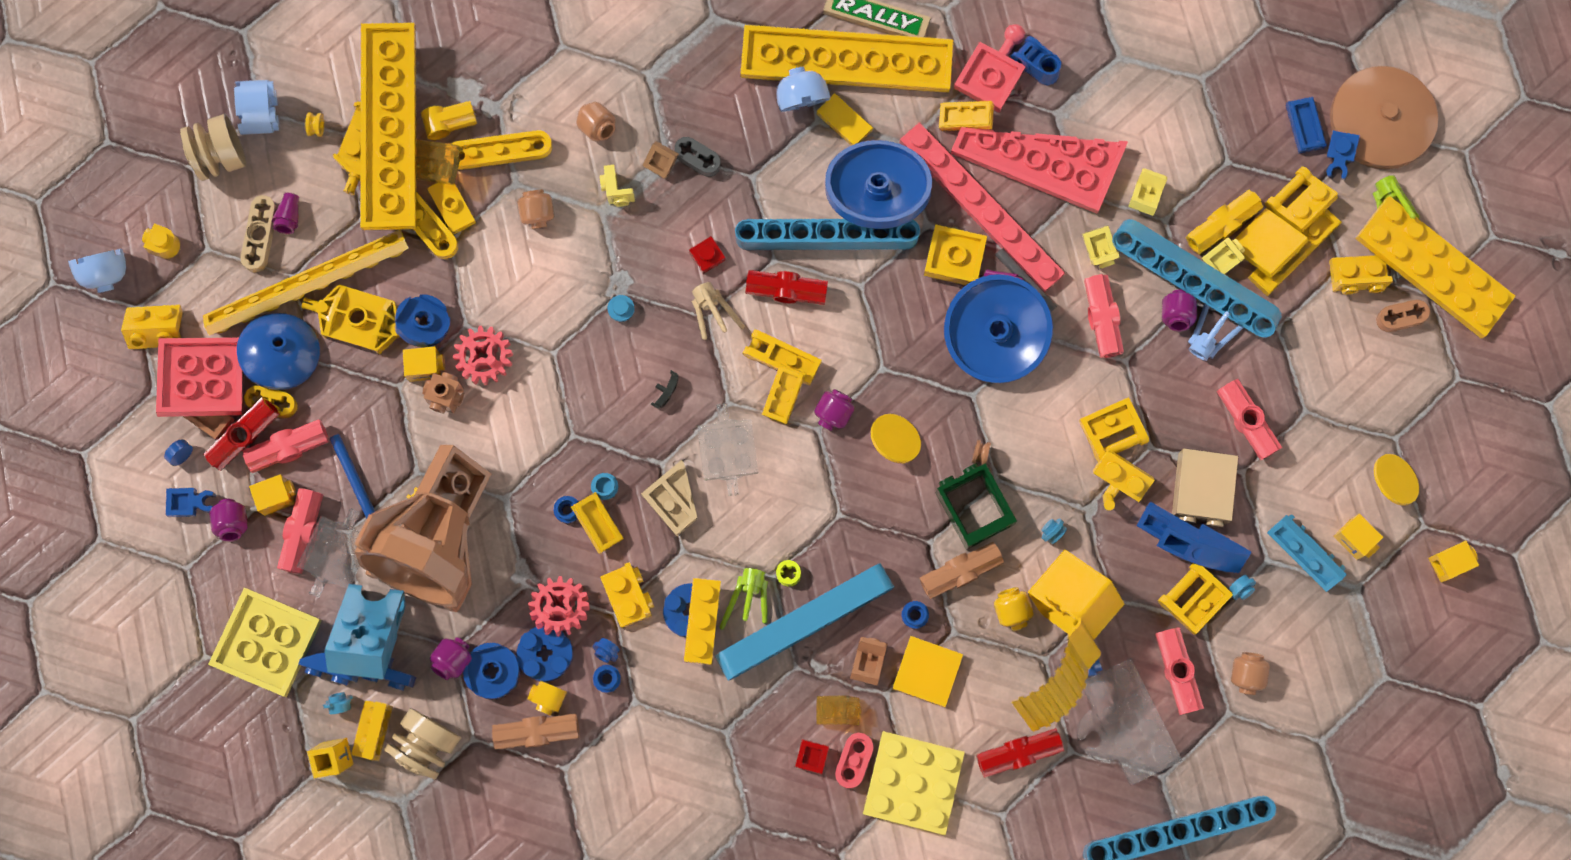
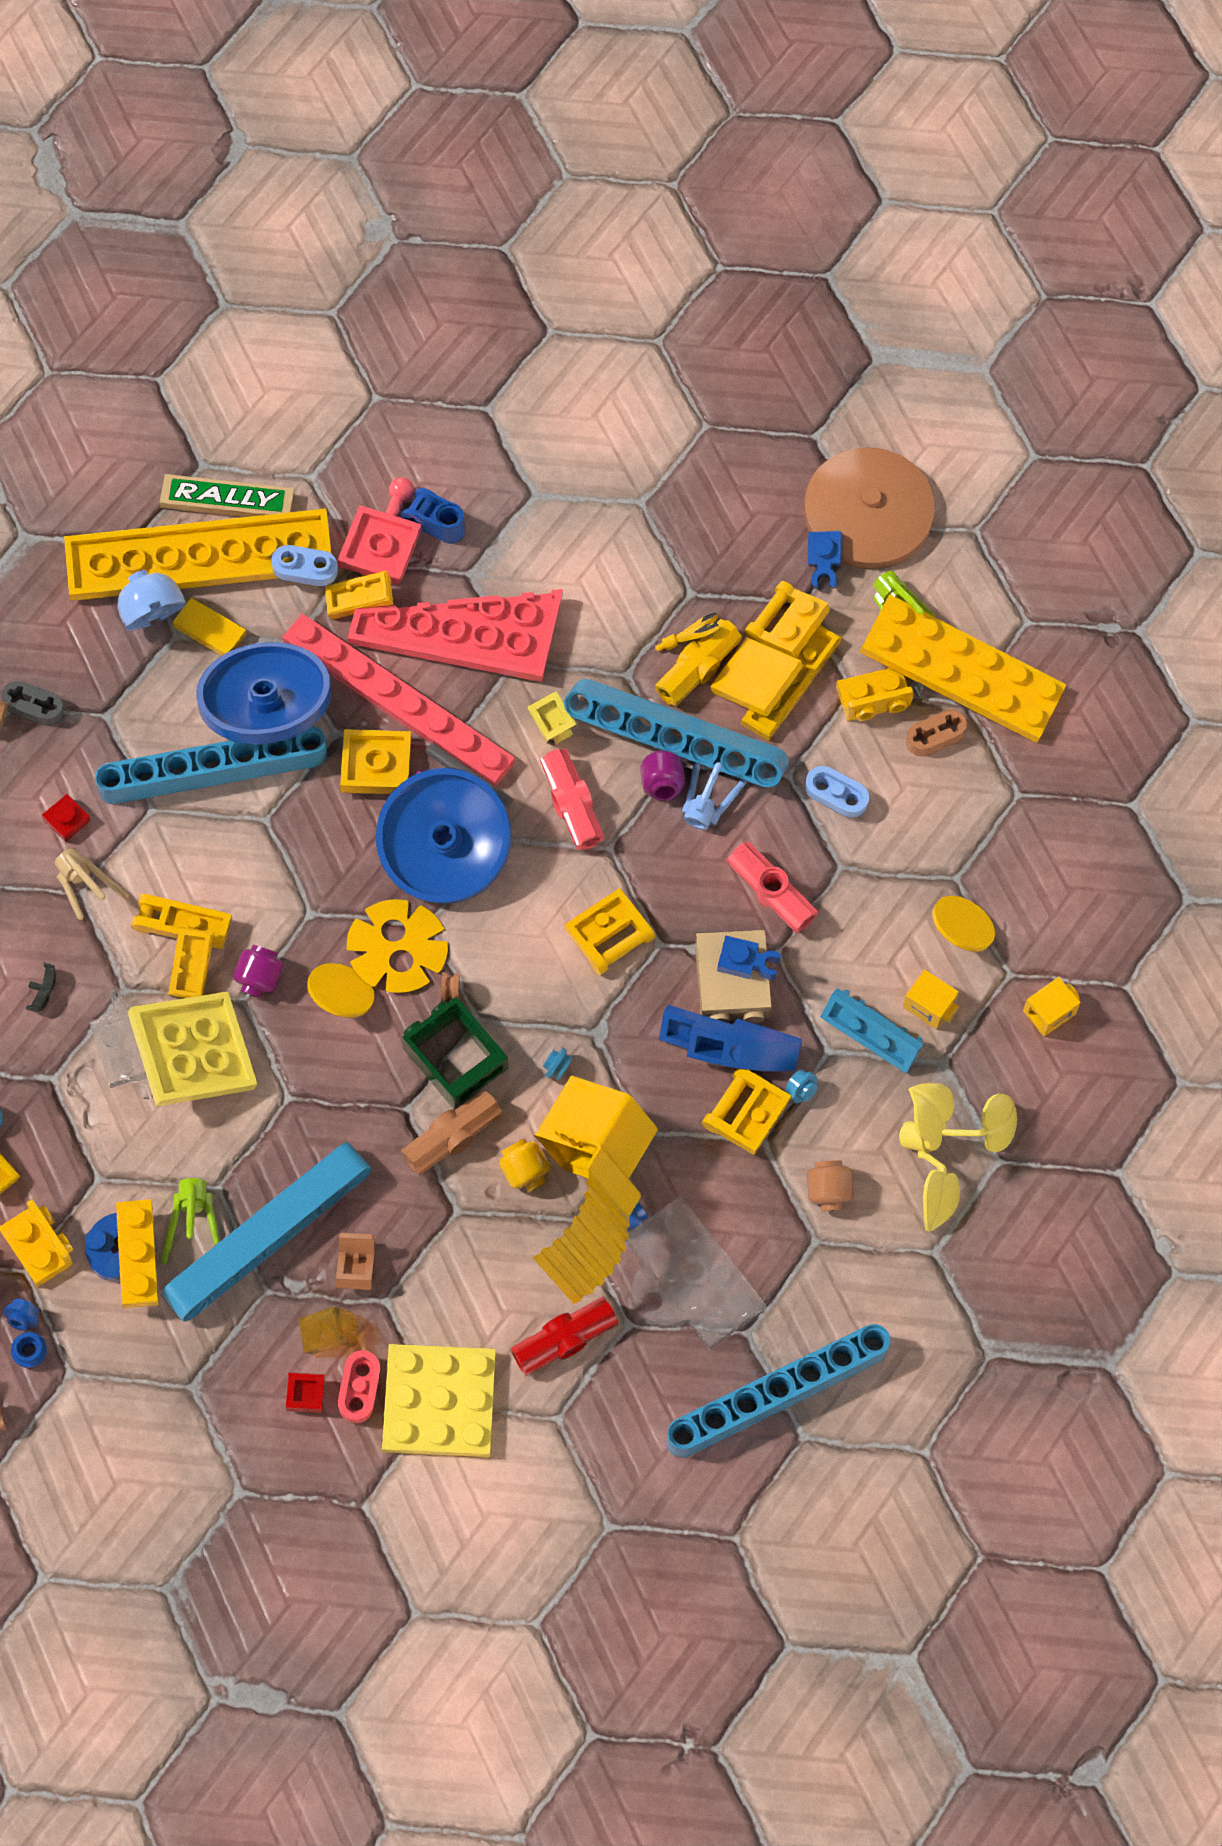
camera: 15 degrees left, 10 degrees down
(673, 499) = (74, 1116): tan wing -> none
(772, 464) = (192, 1048): none -> light yellow plate
(786, 287) = (172, 837): red piece -> none
(787, 581) = (236, 1188): neon yellow bush -> none
(921, 608) = (404, 1187): blue plate -> none
(926, 419) = (418, 929): none -> yellow piece
(927, 84) = (303, 567): none -> light blue plate
(927, 671) = (432, 1263): yellow tile -> none
(1122, 477) = (629, 983): yellow plate -> none
(1147, 191) = (598, 643): light yellow bracket -> none
(1174, 652) = (751, 1218): coral piece -> none
(1217, 477) = (741, 958): none -> blue plate
(1225, 255) = (706, 700): light yellow bracket -> none
(1227, 195) = (701, 628): none -> yellow piece
(1305, 125) = (776, 533): blue tile -> none
(1315, 348) = (838, 791): none -> light blue plate
(1349, 639) = (932, 1108): none -> light yellow plant

